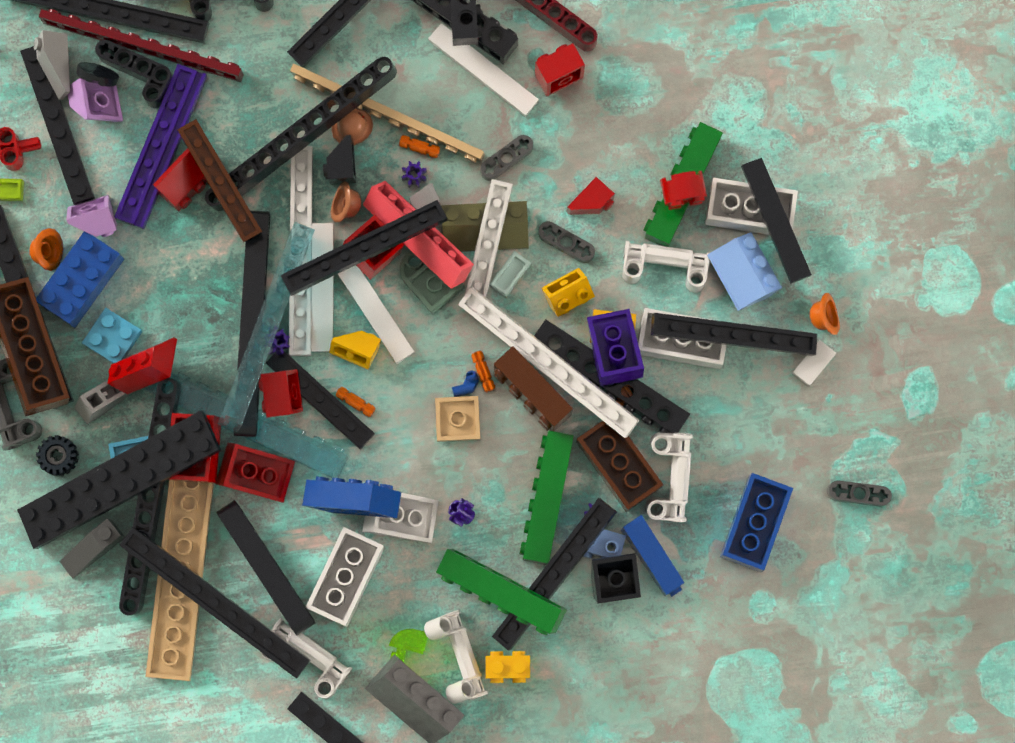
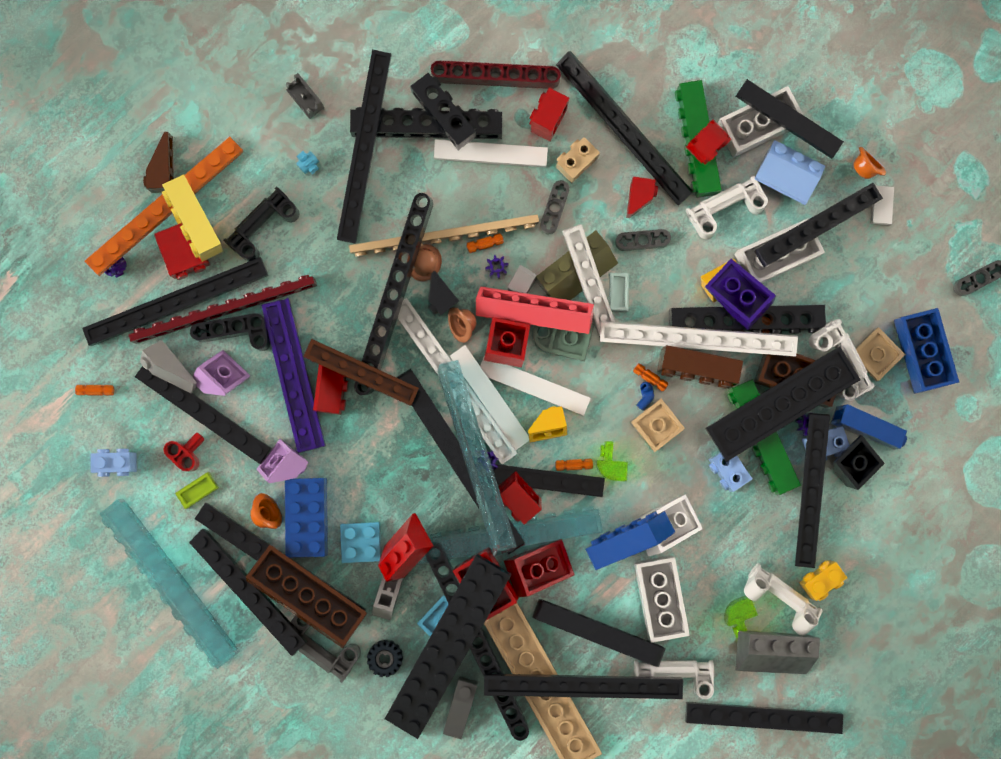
camera: 35 degrees left, 5 degrees up
(97, 72) = (204, 354): black tile -> none
(364, 247) = (507, 349): black plate -> none
(383, 424) = (611, 469): none -> clear neon green brick
(461, 512) = (710, 491): dark purple gear -> none
(496, 504) = (726, 472): none -> light blue brick
(501, 591) = (783, 530): green brick -> none
(557, 127) = (577, 159): none -> tan brick
(568, 292) = (672, 276): yellow brick -> none
(582, 473) = (782, 403): none -> black plate
(621, 129) = (624, 128): none -> black plate
(710, 496) = (879, 354): none -> tan plate

